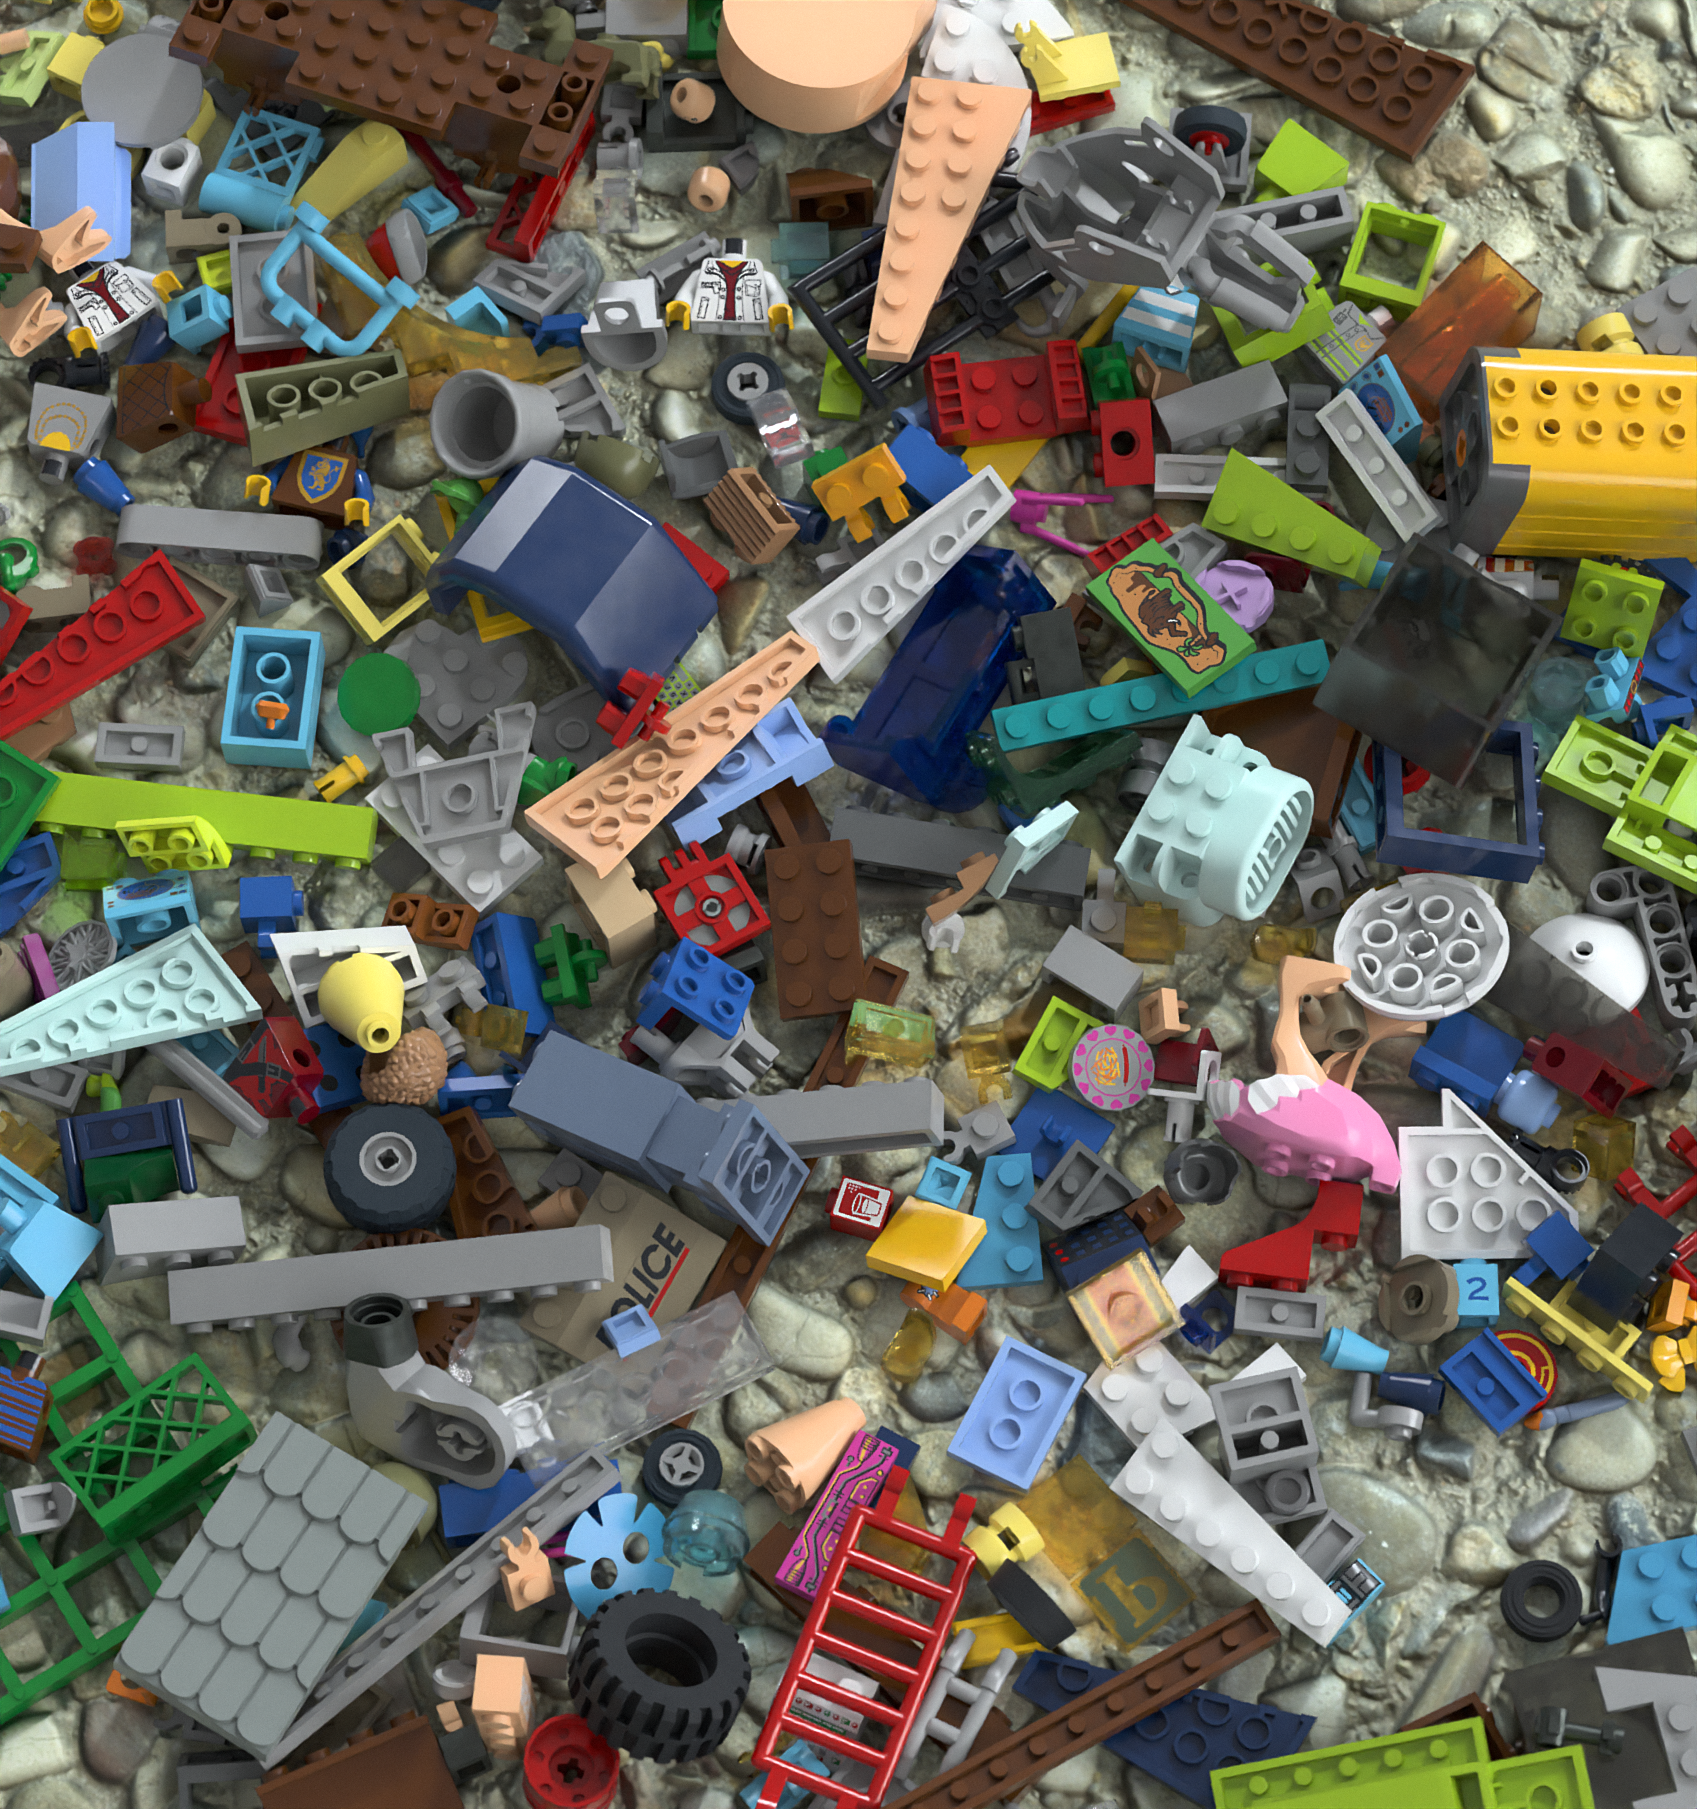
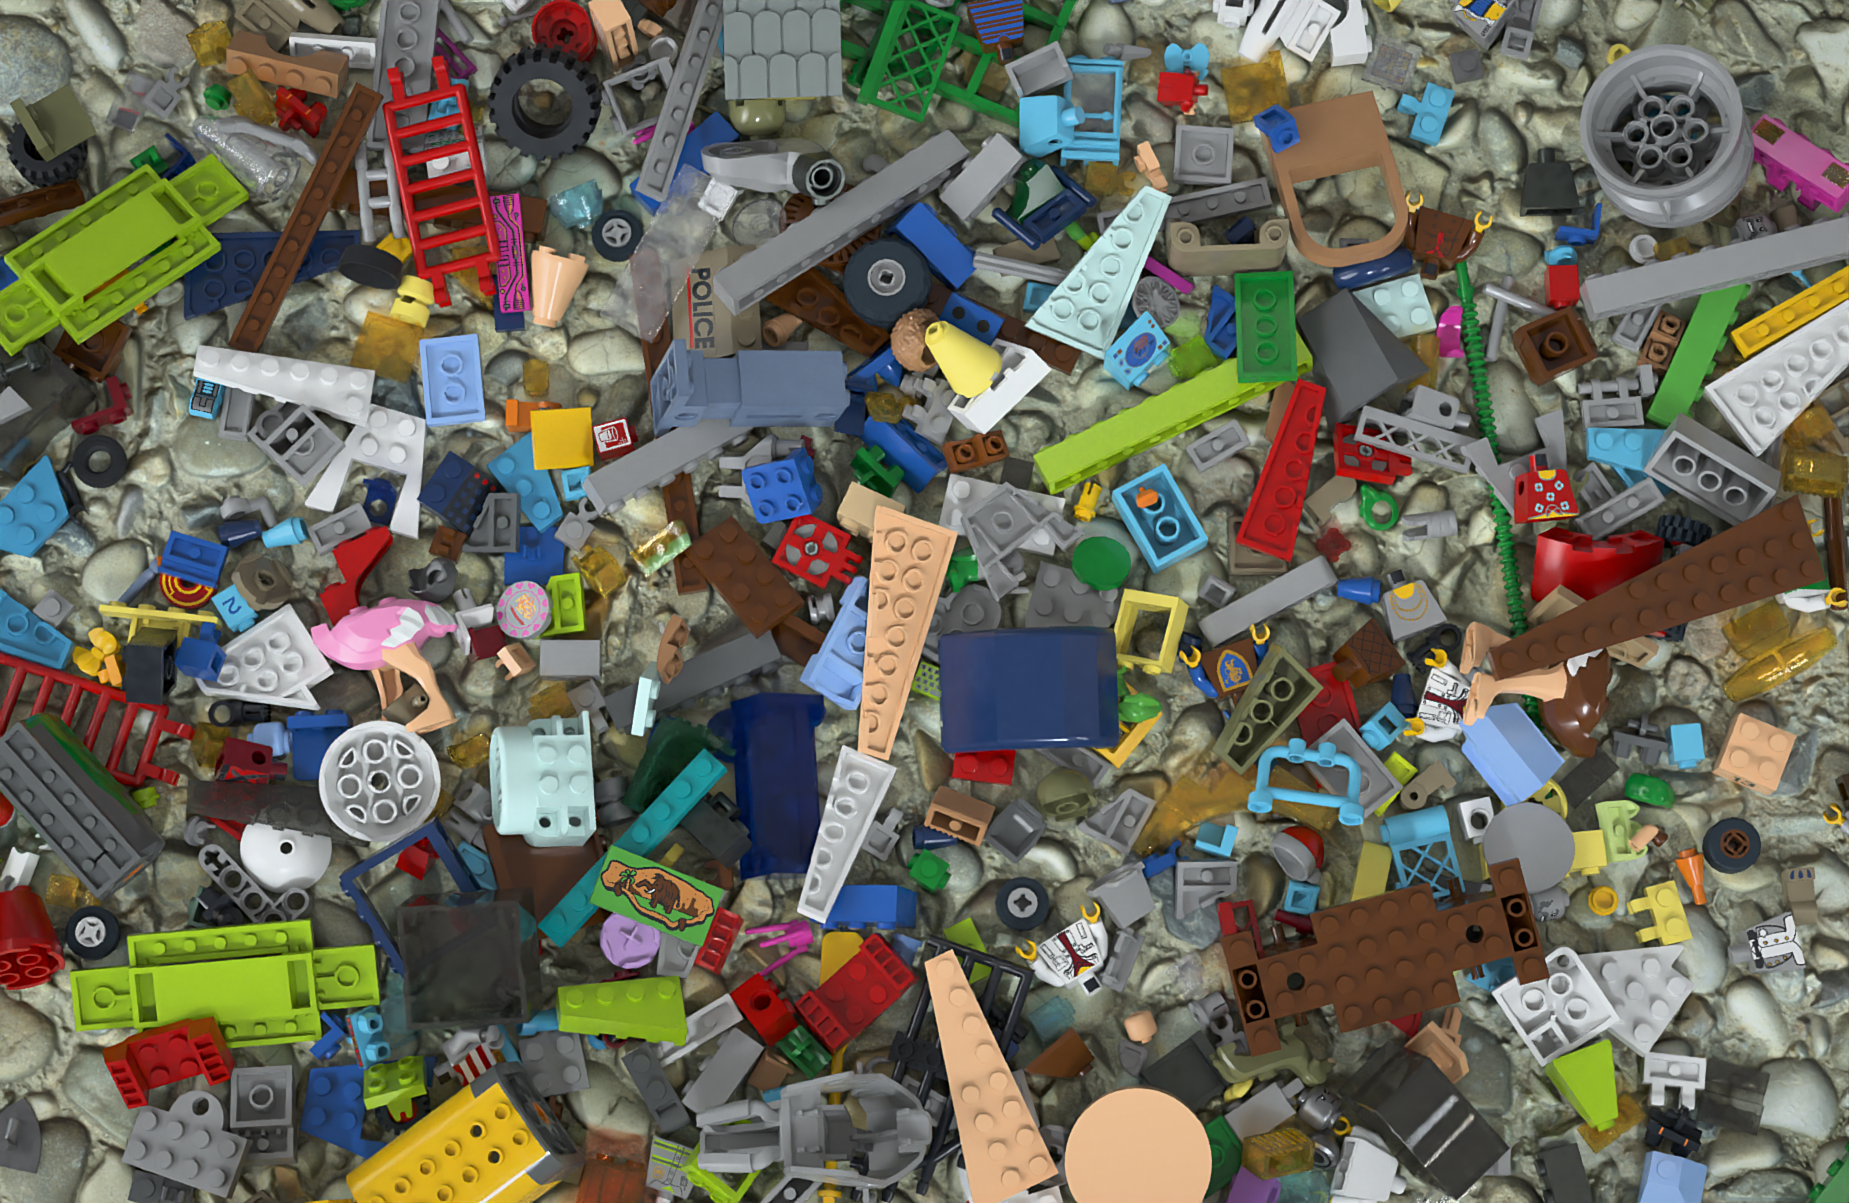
camera: 145 degrees right, 10 degrees up
(174, 843) = (1143, 386): neon yellow slope -> none
(269, 907) = (1071, 397): blue brick -> none
(277, 1071) = (986, 293): torso -> none
(295, 1190) = (935, 242): none -> blue wedge
(491, 423) = (1145, 760): light grey piece -> none
(528, 1574) = (653, 108): light nougat plate -> none
(593, 1542) = (631, 150): dark azure piece -> none
(622, 723) = (930, 633): red hips -> none
(631, 1330) = (689, 277): light blue tile -> none
(692, 100) = (1190, 1074): light nougat piece -> none
(780, 428) = (979, 880): clear slope -> none
(859, 482) = (900, 862): light orange plate -> none
(1125, 1308) = (423, 465): clear yellow tile -> none
(1133, 1590) = (330, 330): clear yellow piece -> none
(1378, 466) = (593, 1084): white plate -> none
(1389, 406) = (619, 1127): medium azure slope -> none
(1485, 1644) = (114, 415): none -> dark red bracket

